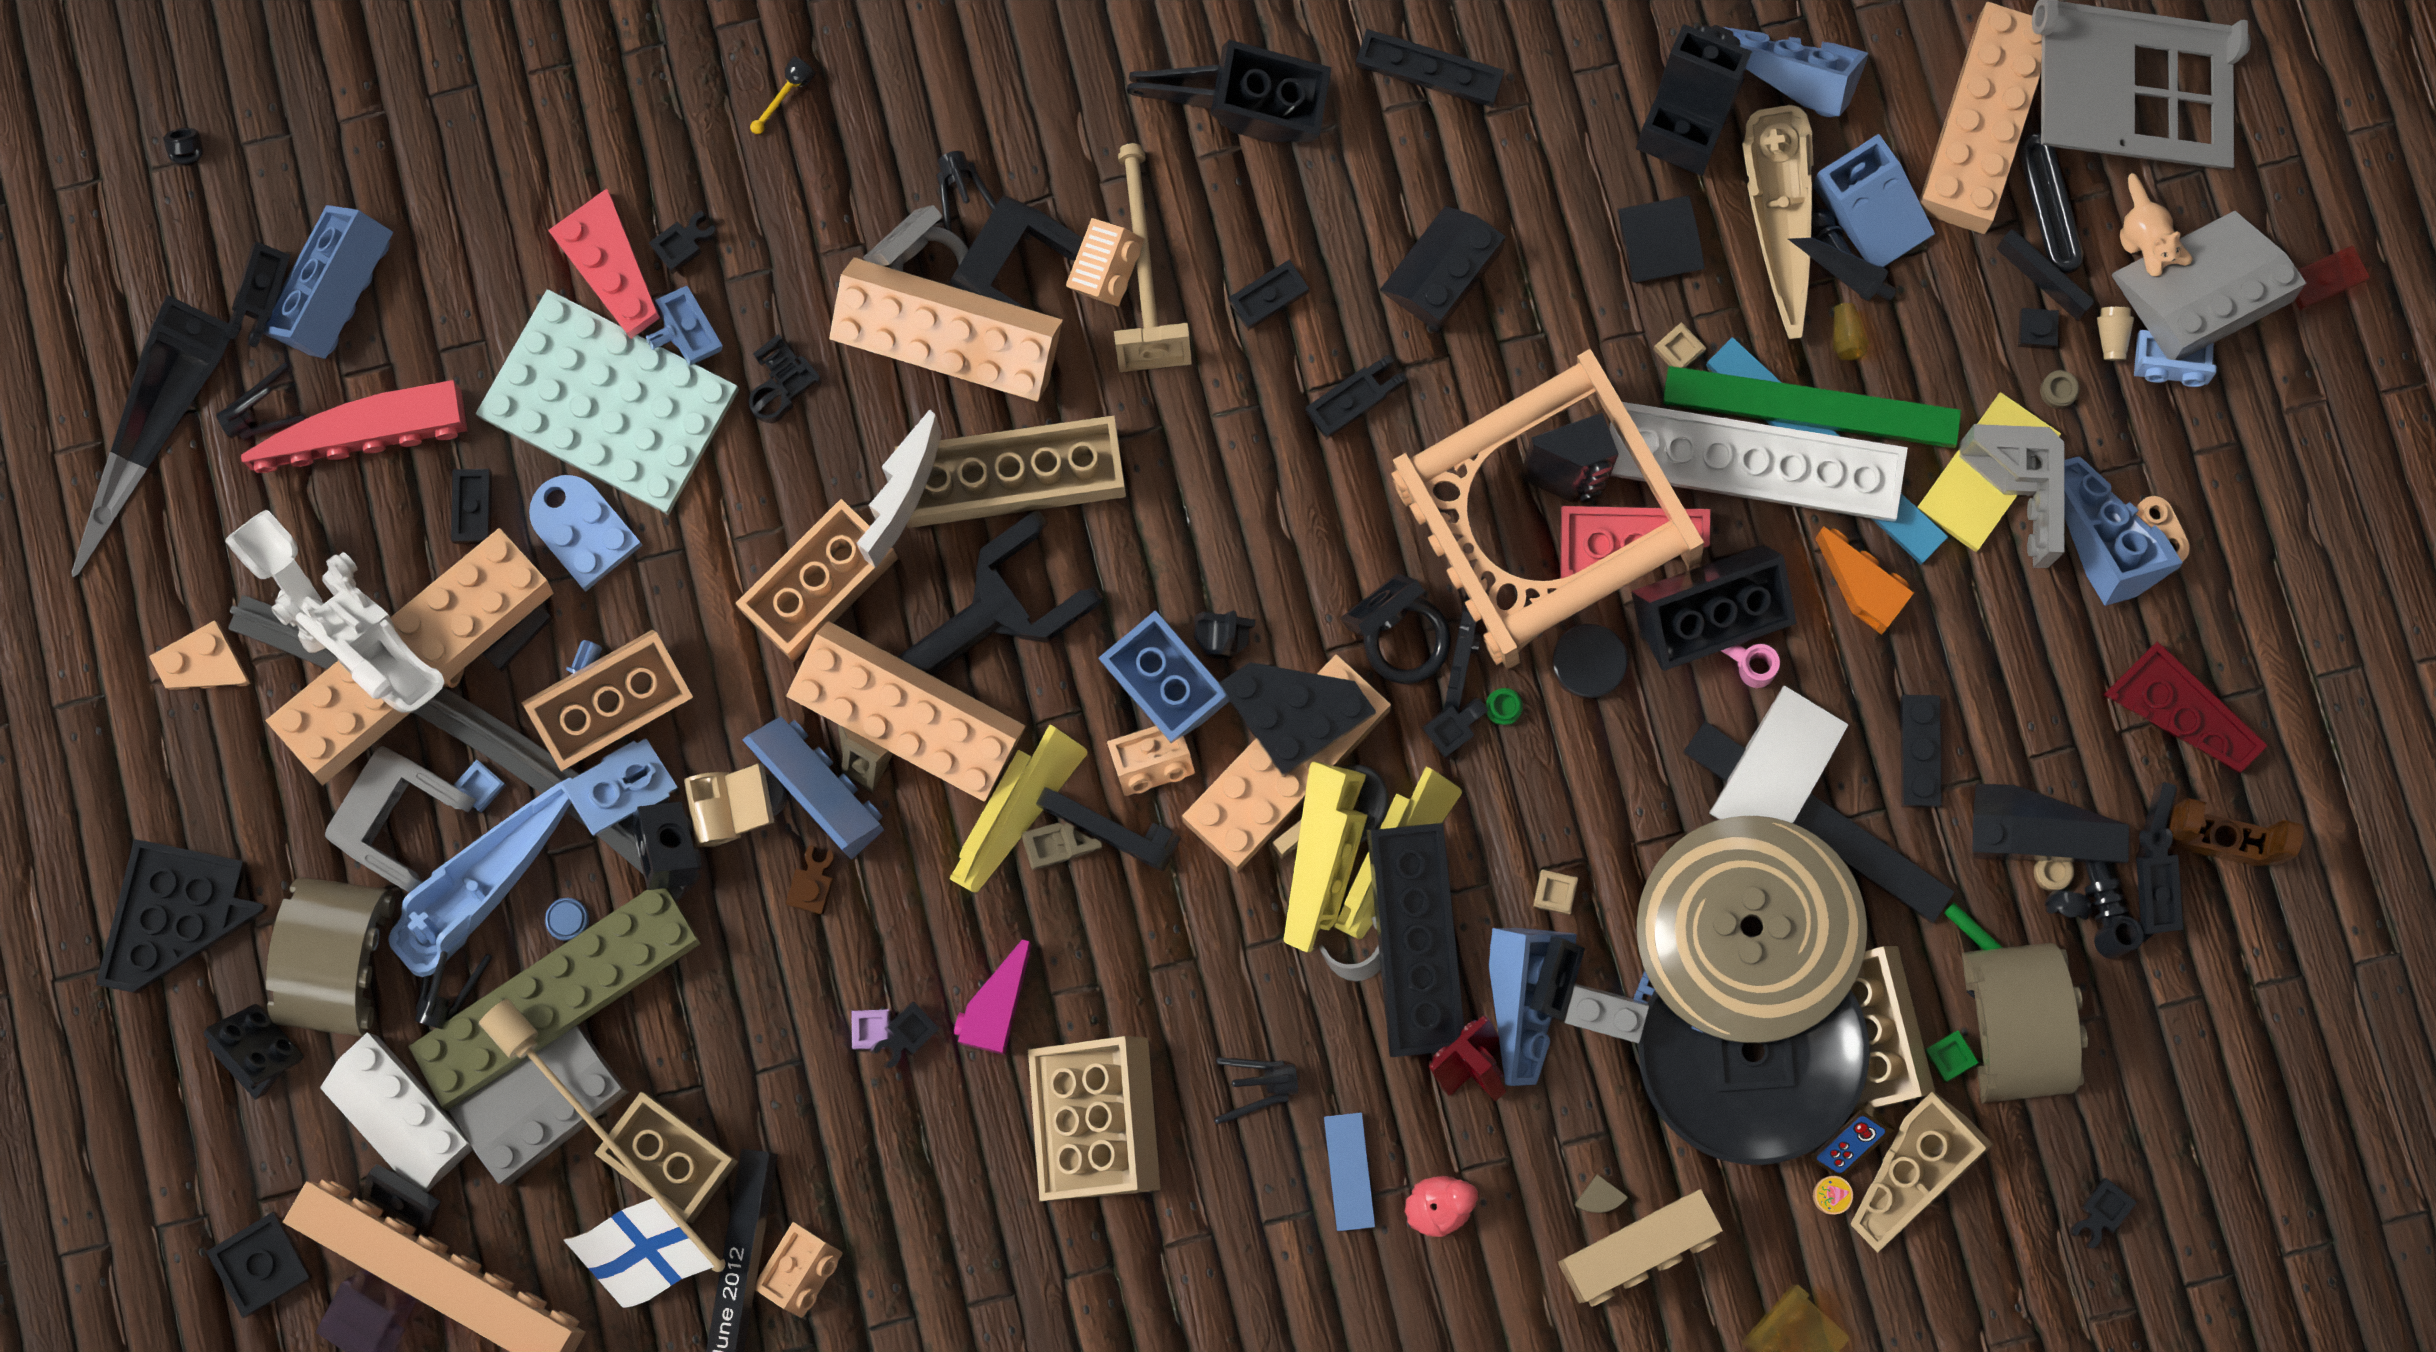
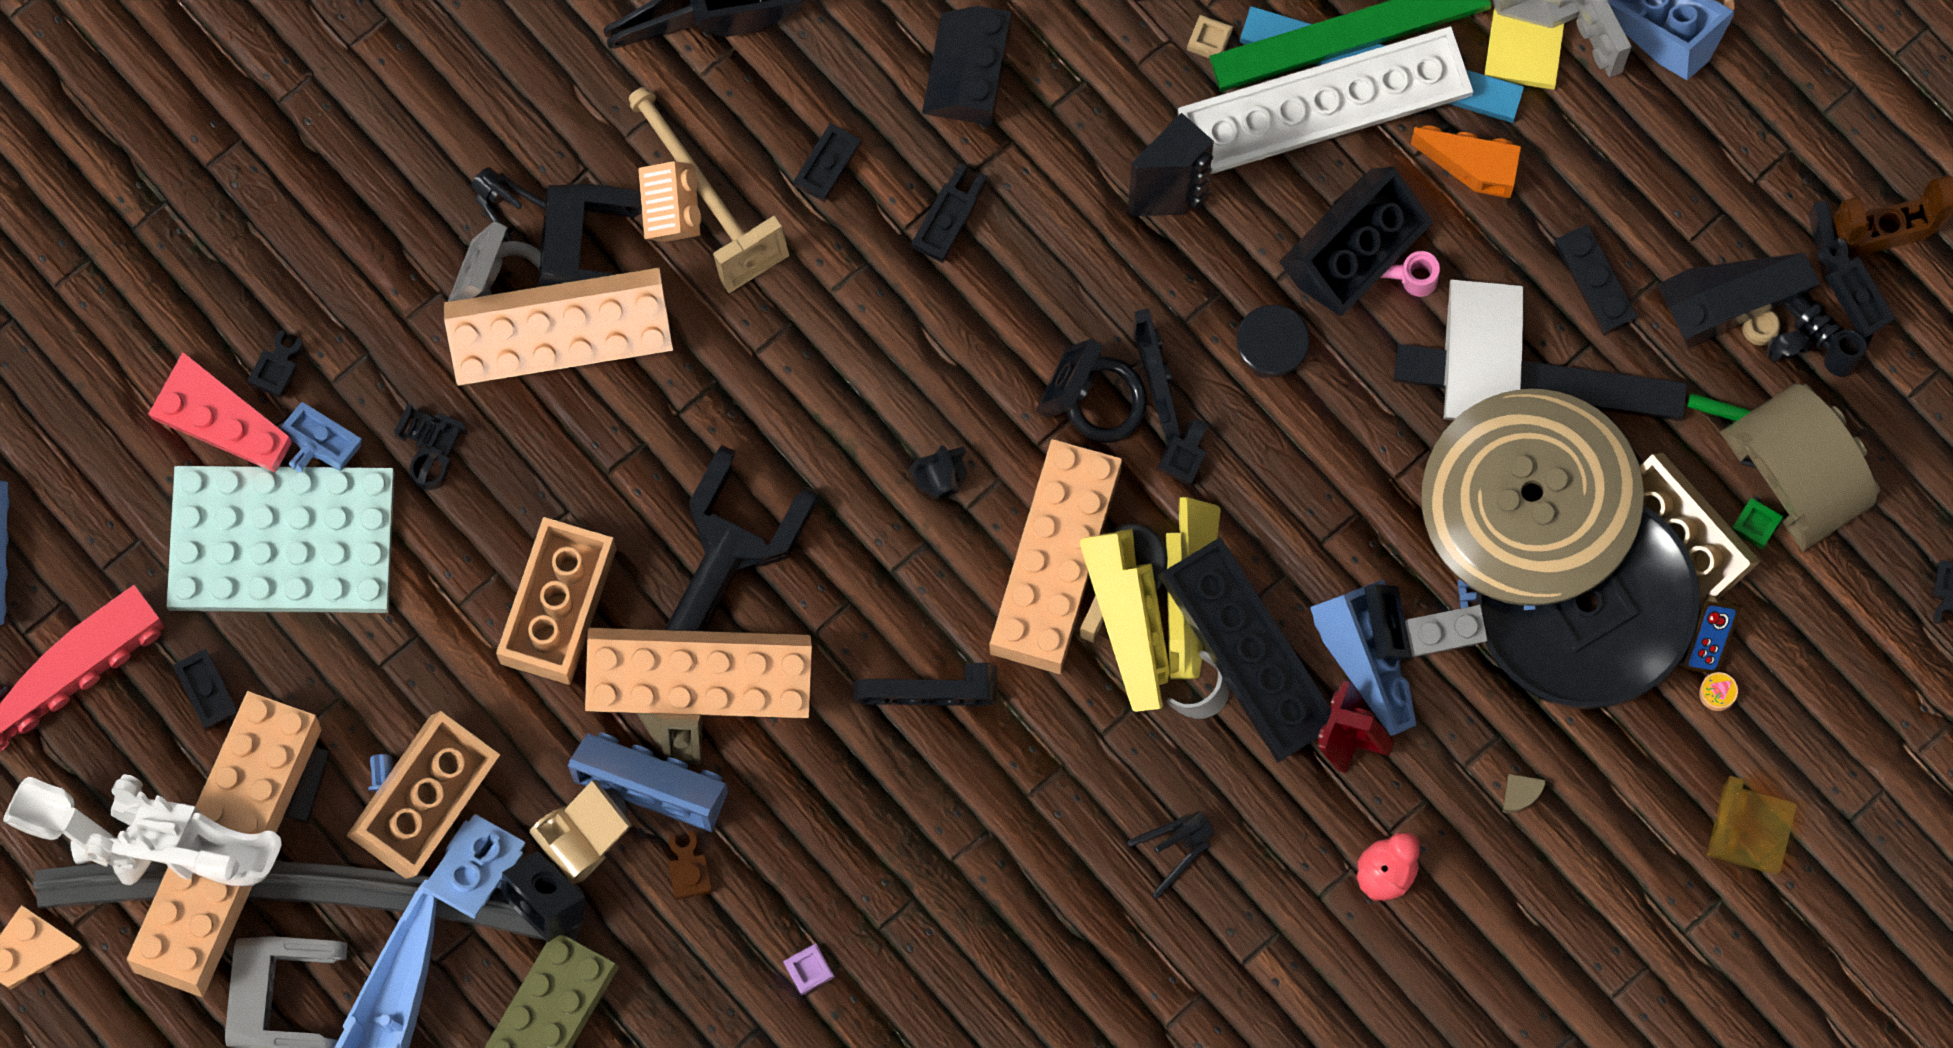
camera: 30 degrees left, 5 degrees down
(480, 784) = (343, 929): light blue tile -> none
(566, 918) = (483, 1010): medium blue piece -> none
(583, 530) = (319, 662): light blue plate -> none
(797, 75) = (304, 170): hinge -> none
(906, 475) = (595, 472): white slope -> none
(907, 1031) = (844, 954): black plate -> none
(993, 1008) = (908, 896): dark pink slope -> none
(1014, 806) = (835, 712): light yellow wedge -> none
(1022, 471) = (680, 423): tan brick -> none
(1056, 844) = (889, 727): dark tan slope -> none
(1094, 1118) = (1047, 946): tan slope -> none
(1149, 760) = (934, 610): light nougat bracket -> none
(1164, 677) = (911, 532): medium blue slope -> none
(1295, 710) = (1042, 503): black plate -> none
(1349, 1172) = (1294, 880): medium blue tile -> none
(1504, 706) = (1219, 416): green plate -> none
(1514, 628) = (1194, 340): light nougat arch -> none
(1555, 892) = (1346, 553): tan tile -> none
(1599, 531) = (1243, 222): coral wing -> none
(1639, 1247) = (1583, 807): tan brick -> none
(1924, 1160) = (1780, 622): tan wedge -> none
(2177, 702) = (1791, 132): dark red wing -> none

